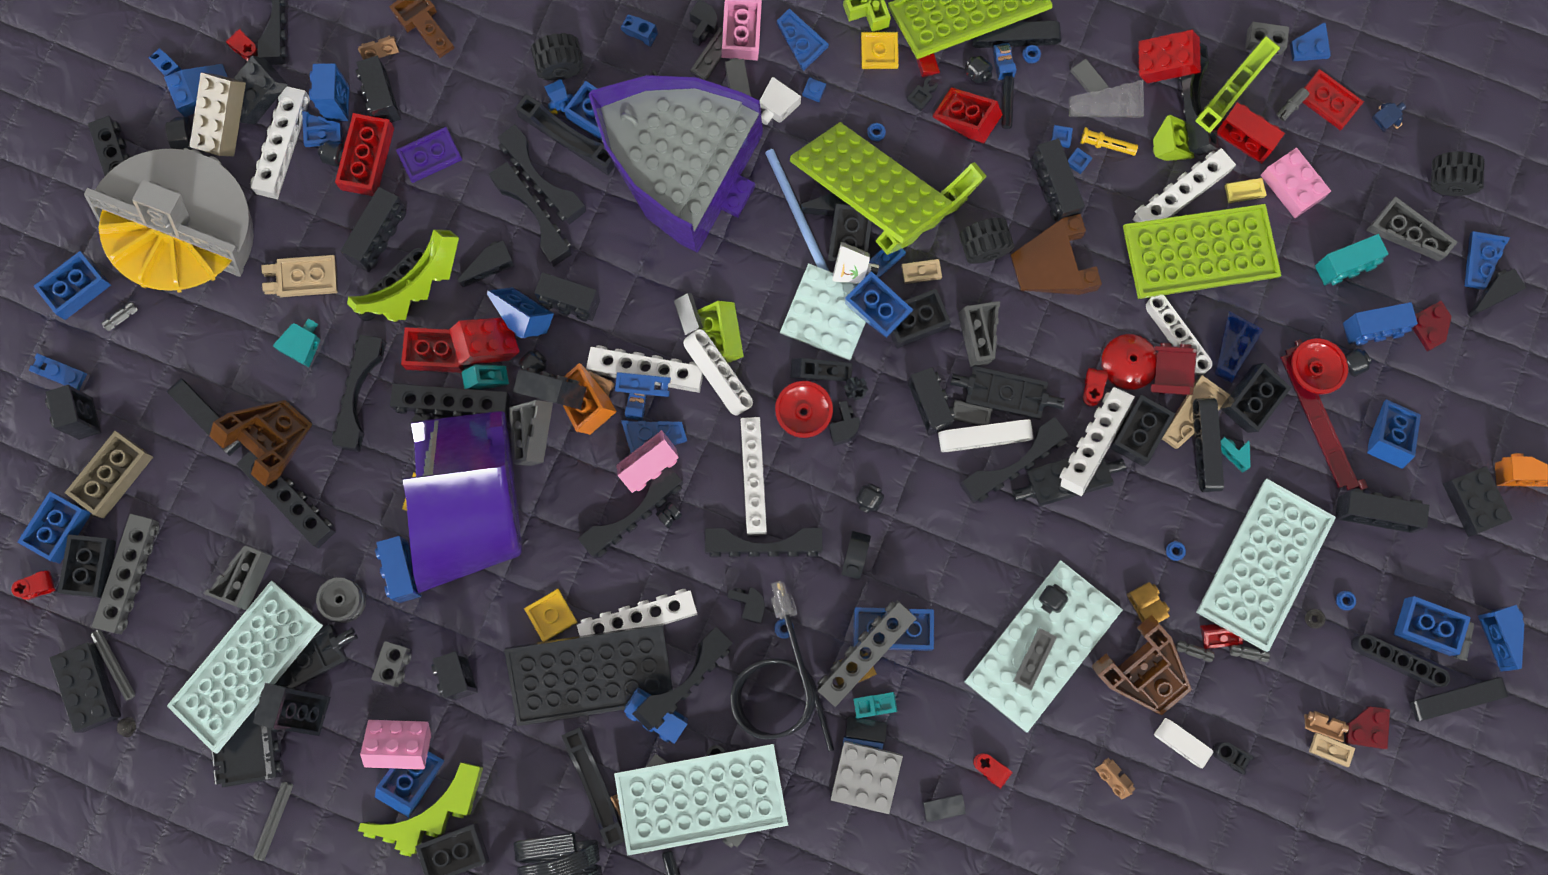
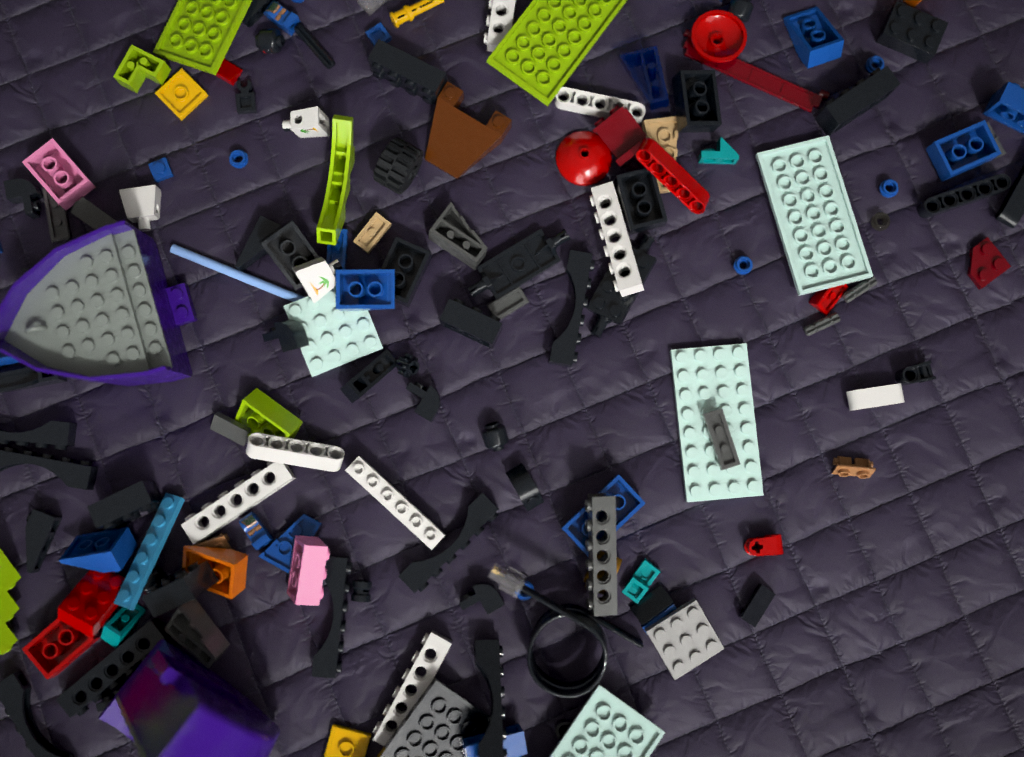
camera: 50 degrees left, 5 degrees up
(552, 344) = (149, 551): none -> dark azure plate
(641, 384) = (246, 516): blue plate -> none
(793, 288) = (289, 333): none -> black brick
(801, 39) = (113, 139): blue wing -> none
(805, 396) = (373, 410): red dish -> none
(871, 182) = (271, 201): lime plate -> none
(950, 152) = (308, 123): none -> white torso
(969, 114) = (294, 81): red slope -> none
(985, 435) = (533, 310): white beam -> none
(1053, 598) = (694, 383): black head -> none
(1079, 160) = (408, 42): blue plate -> none
(1094, 383) = (575, 197): red piece -> none
(1147, 602) = (761, 322): pearl gold brick -> none
(1151, 674) = (809, 370): reddish brown wedge -> none
(1184, 434) = (672, 175): none -> red beam
(1208, 445) = (698, 167): black beam -> none
(1318, 723) = (954, 293): medium nougat hinge -> none
(1331, 750) = (976, 303): tan plate -> none
(1427, 495) = (877, 60): none -> blue plate

